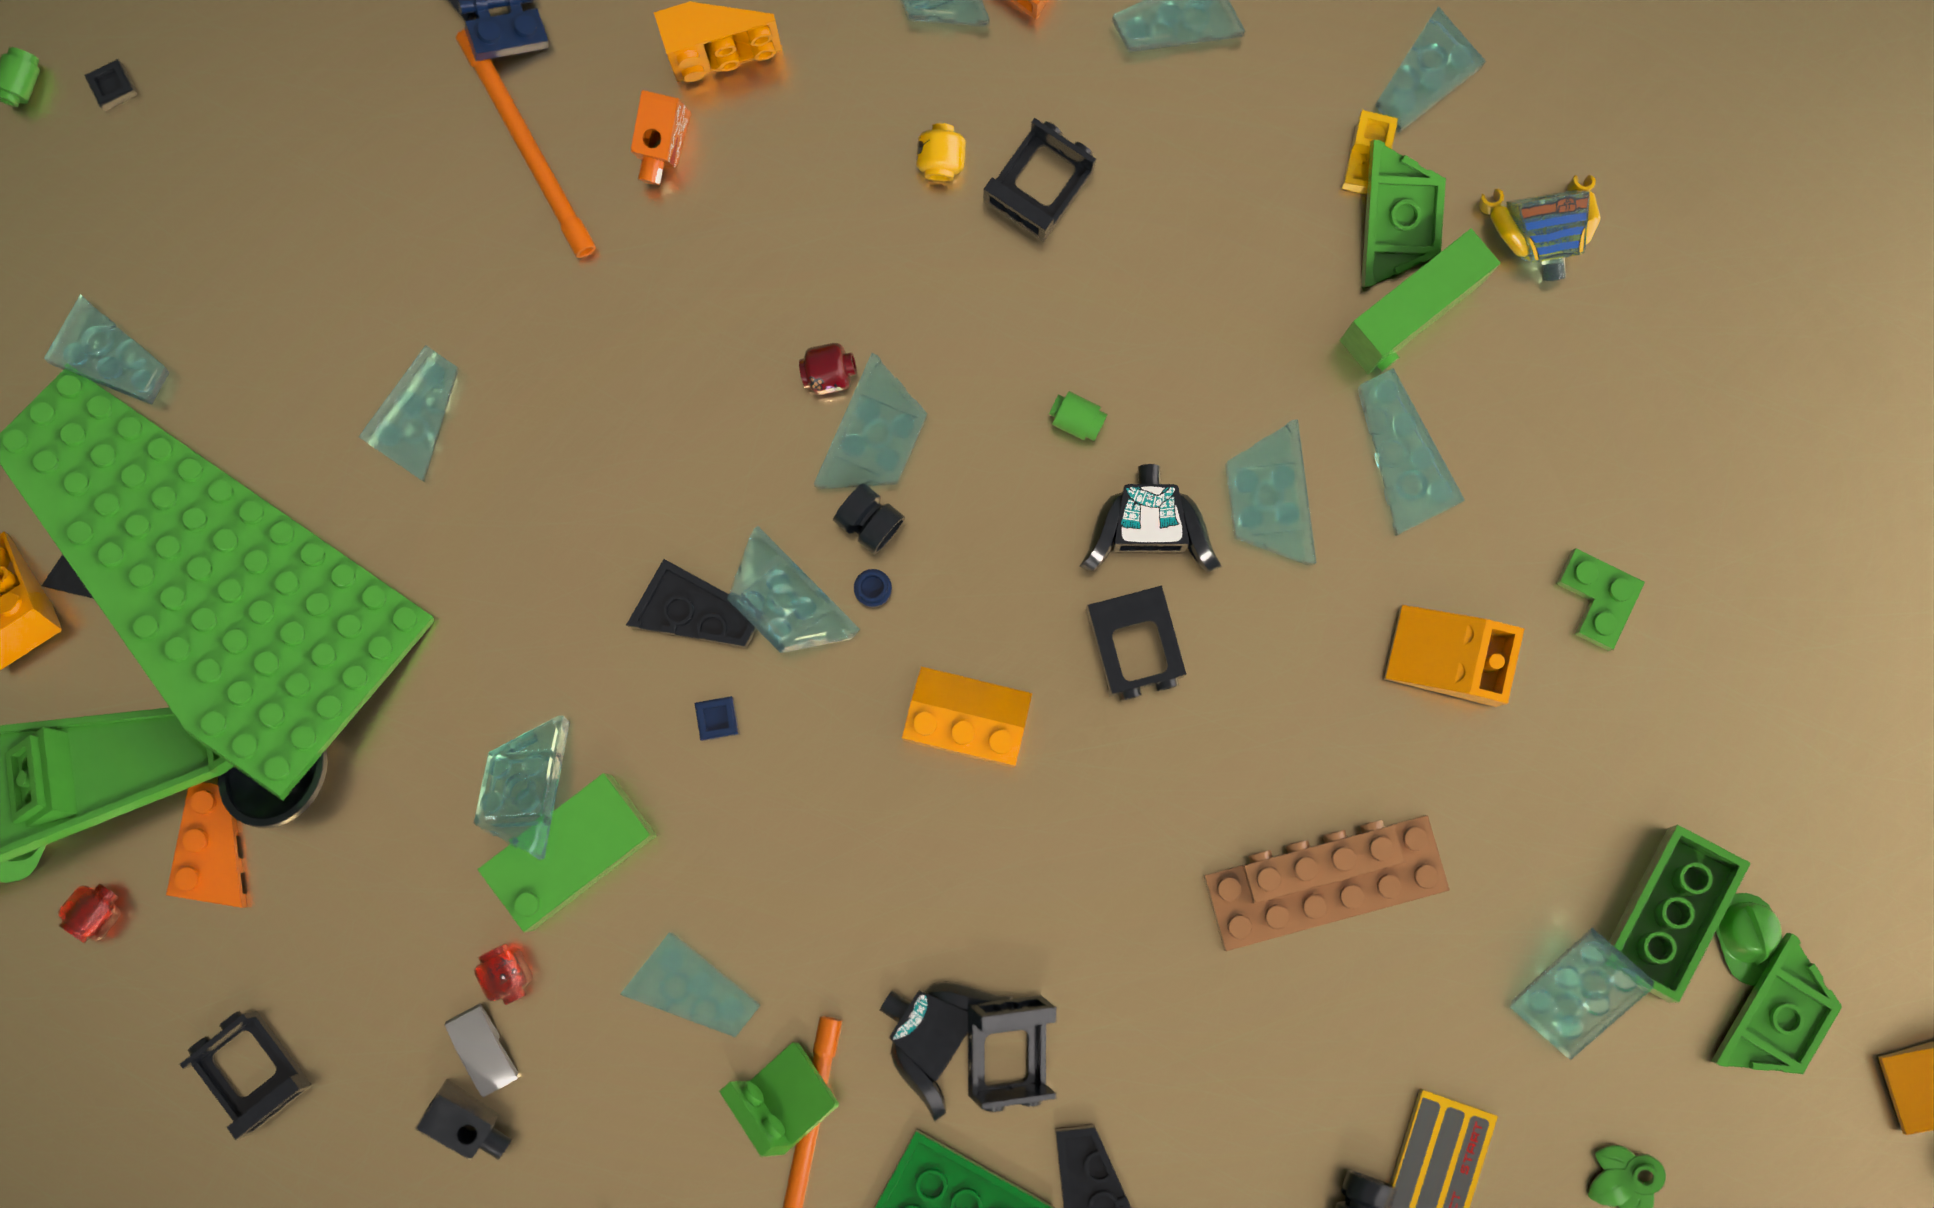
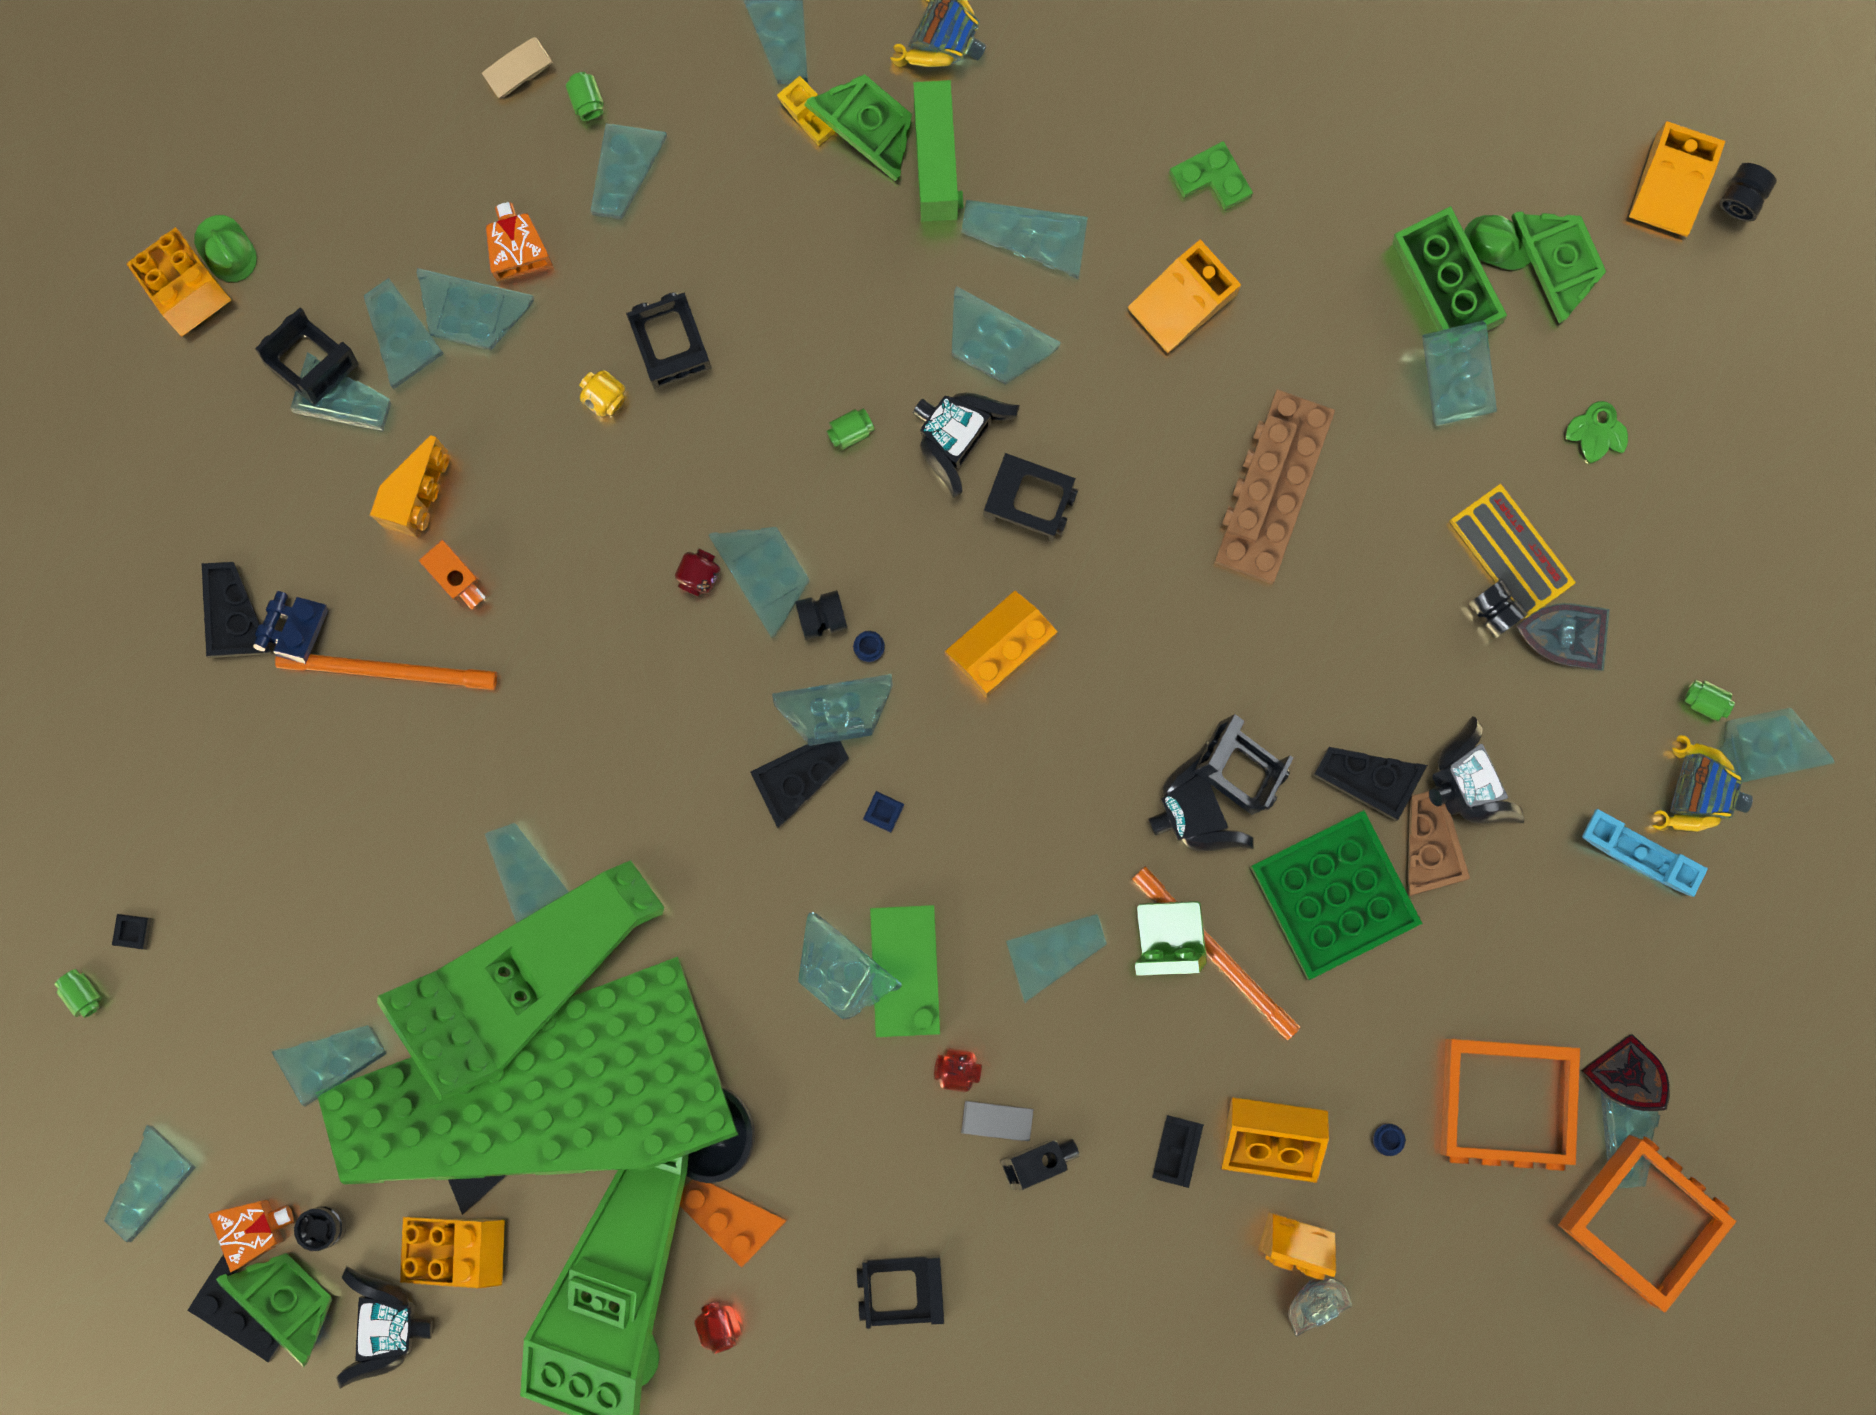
camera: 55 degrees left, 0 degrees up
(228, 447) = (465, 1016): none -> bright green wing

